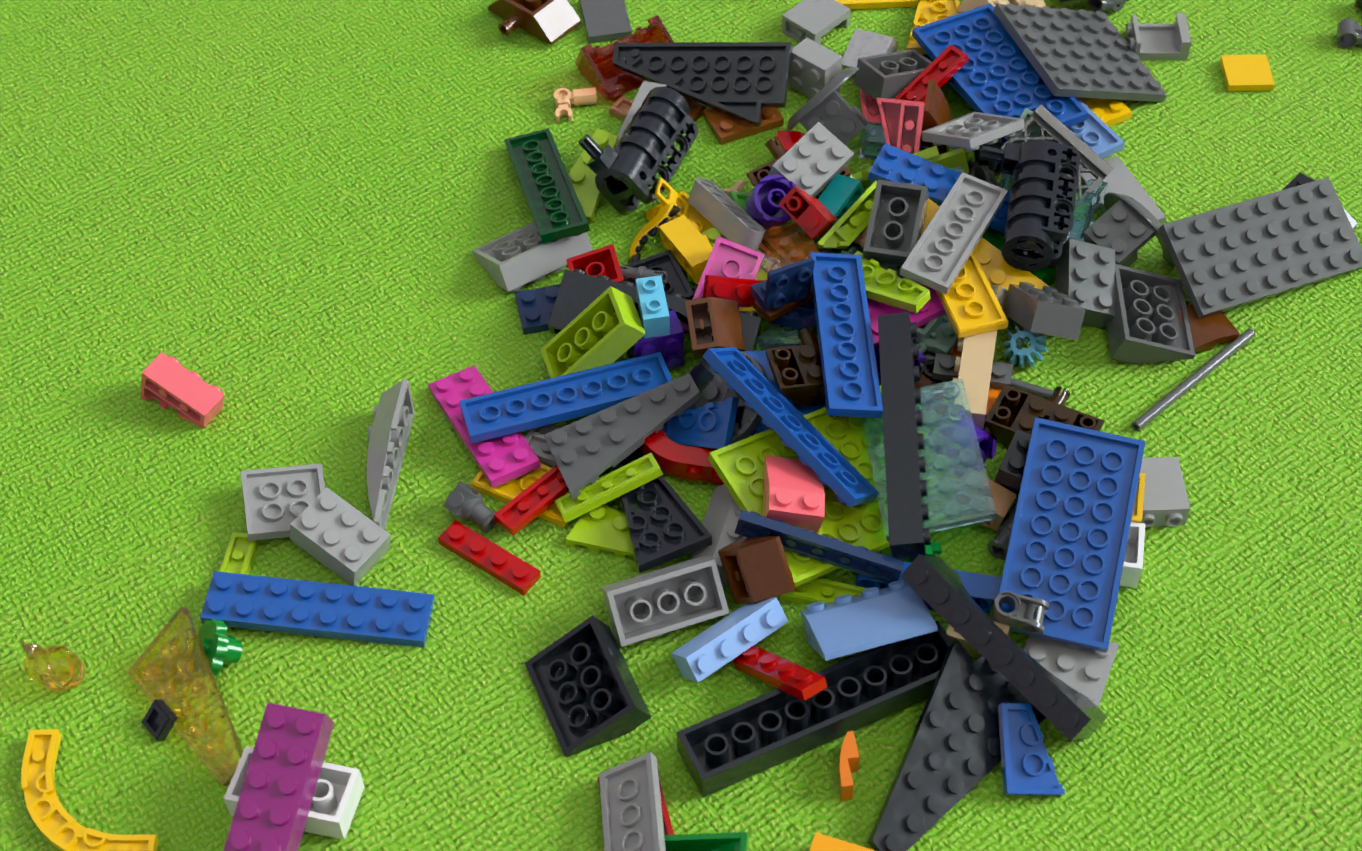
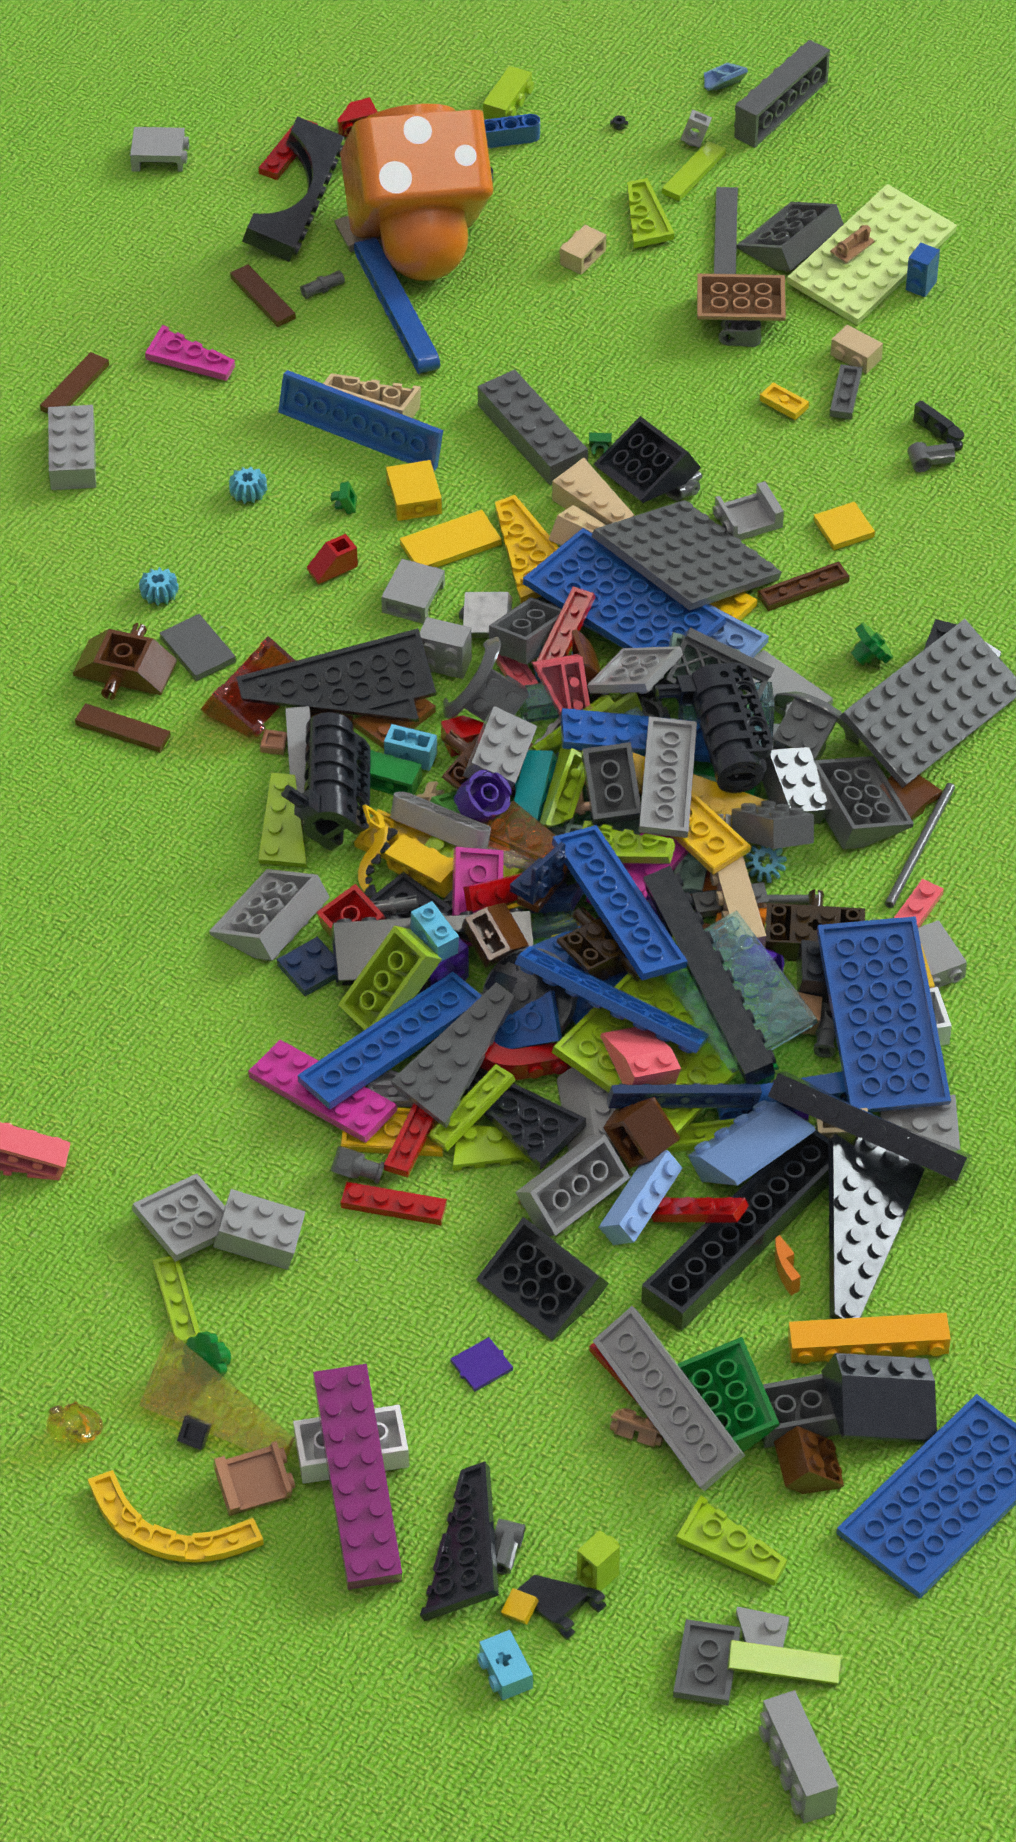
camera: 25 degrees left, 0 degrees up
(179, 792) = (254, 1479): none -> nougat panel
(319, 609) = (273, 1296): blue plate -> none
(387, 448) = (248, 1141): light grey wedge -> none
(481, 755) = (481, 1364): none -> dark purple piece
(503, 61) = (122, 728): none -> reddish brown tile
(546, 186) = (253, 844): dark green plate -> none
(564, 99) = (210, 749): light nougat bar -> none
(710, 162) = (394, 774): none -> green brick
(738, 145) = (411, 745): none -> medium azure brick
(808, 212) = (524, 798): red slope -> none
(1022, 612) = (876, 1093): dark grey piece -> none
(1023, 755) = (923, 1211): blue wing -> none
(1169, 436) = (921, 901): none -> coral plate
(1183, 113) = (803, 586): none -> reddish brown tile
(1224, 180) = (870, 646): none -> green plant

